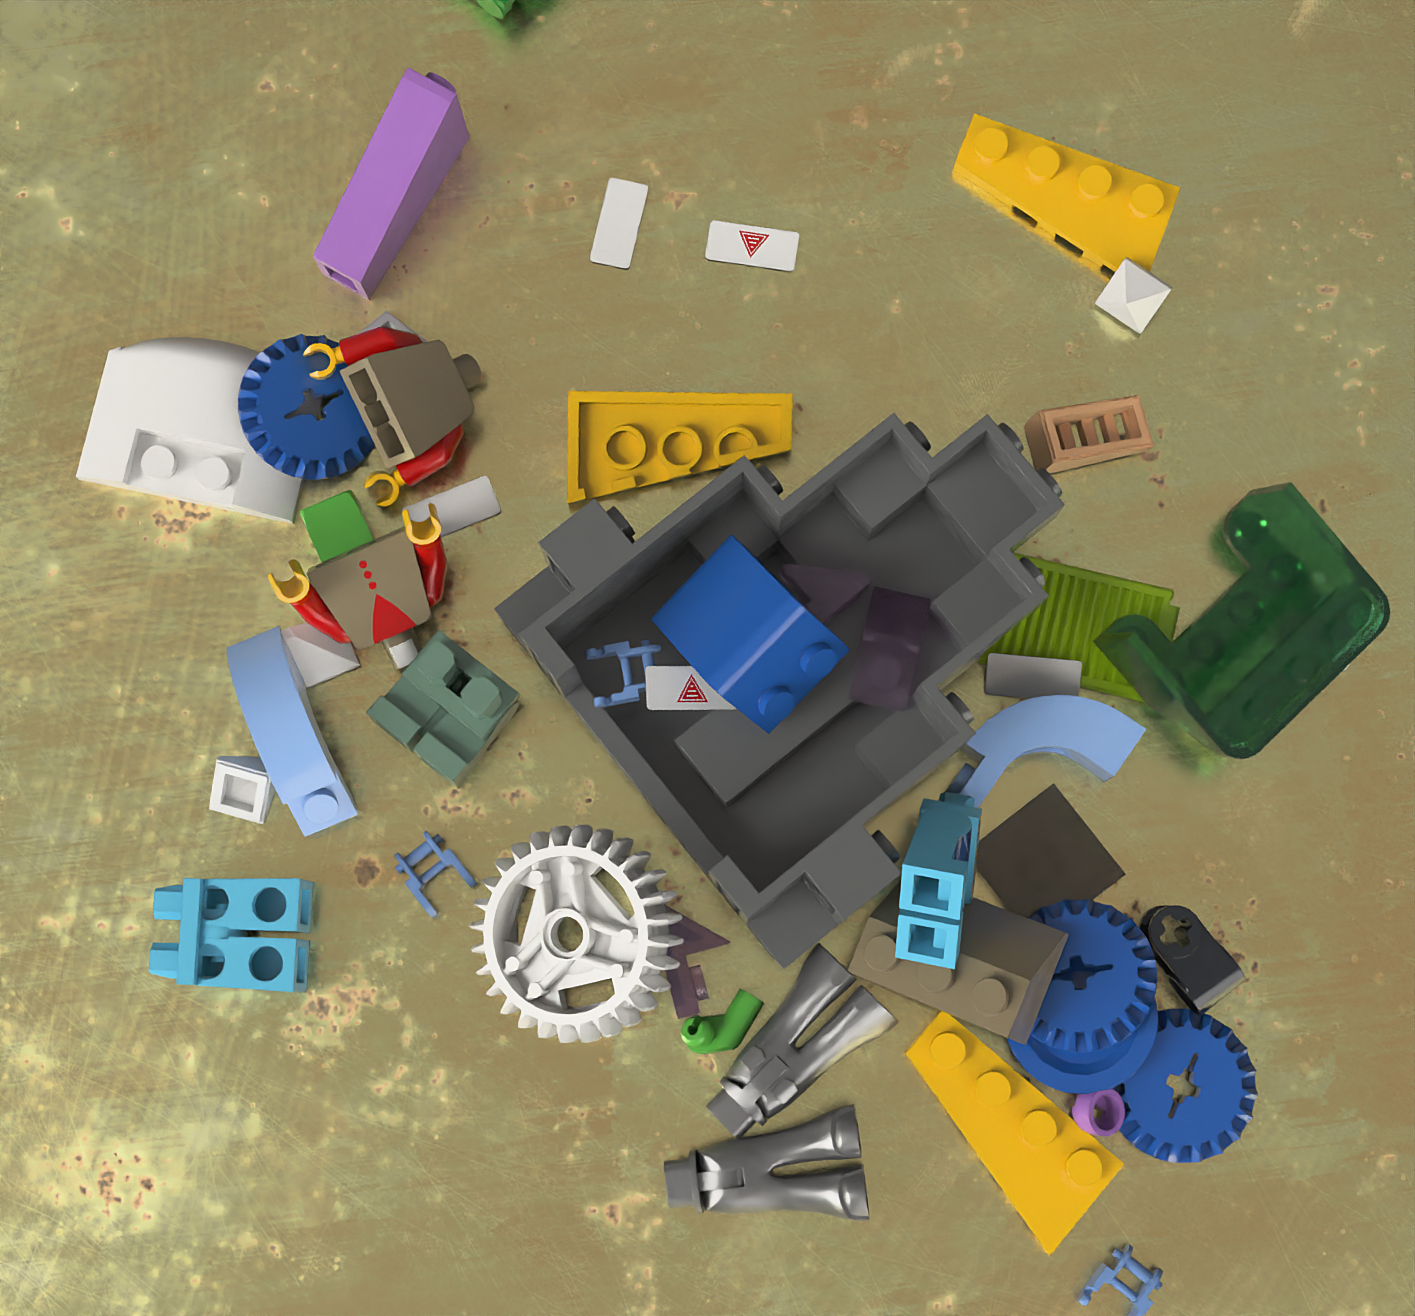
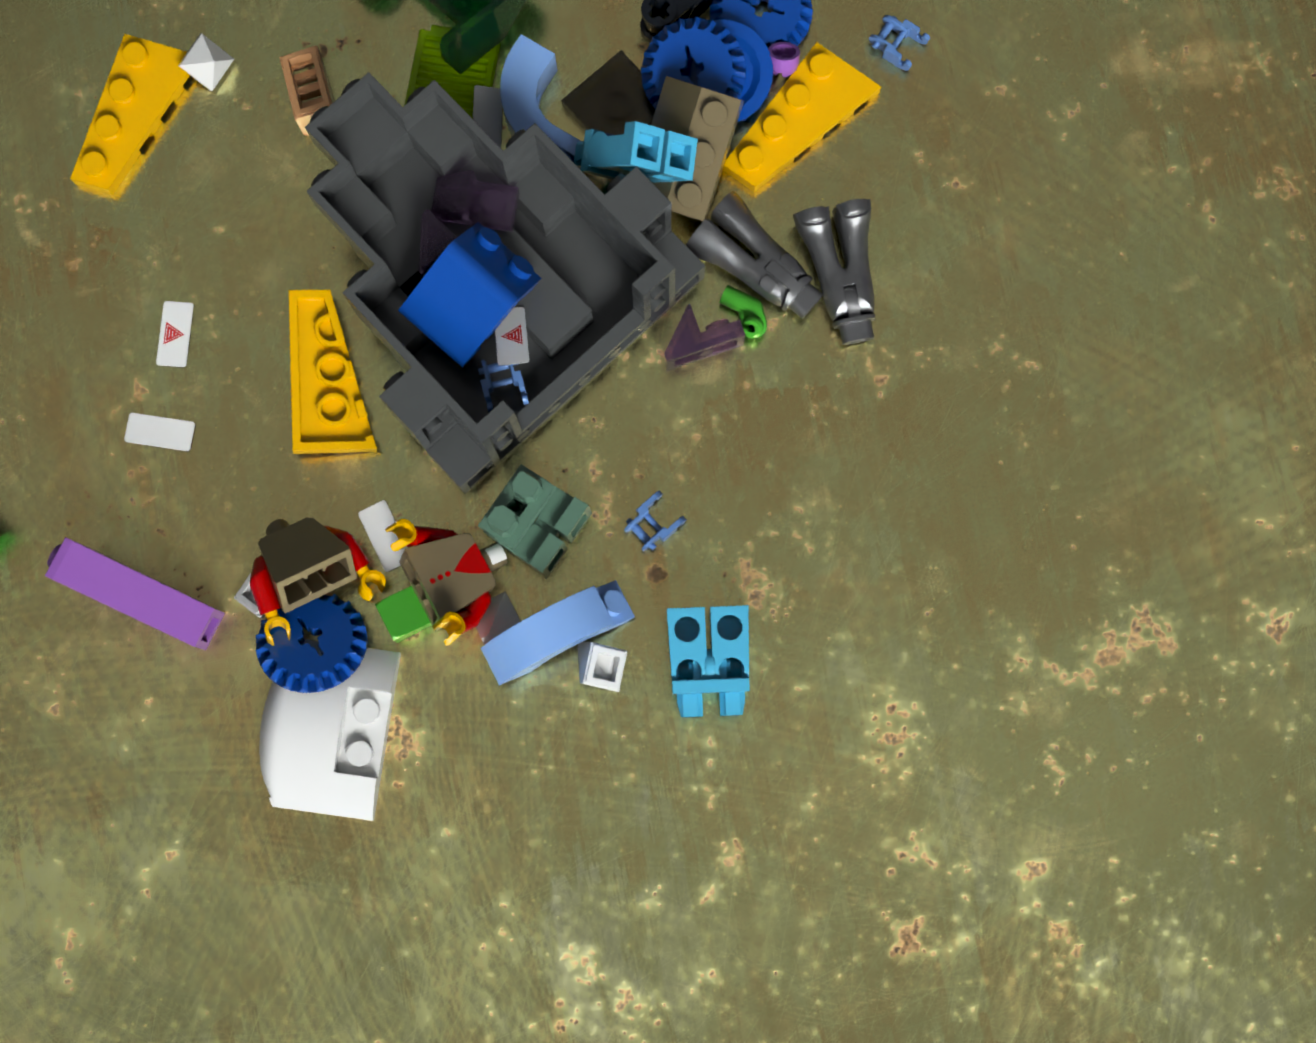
camera: 95 degrees left, 0 degrees up
(613, 943) = (660, 416): white gear -> none

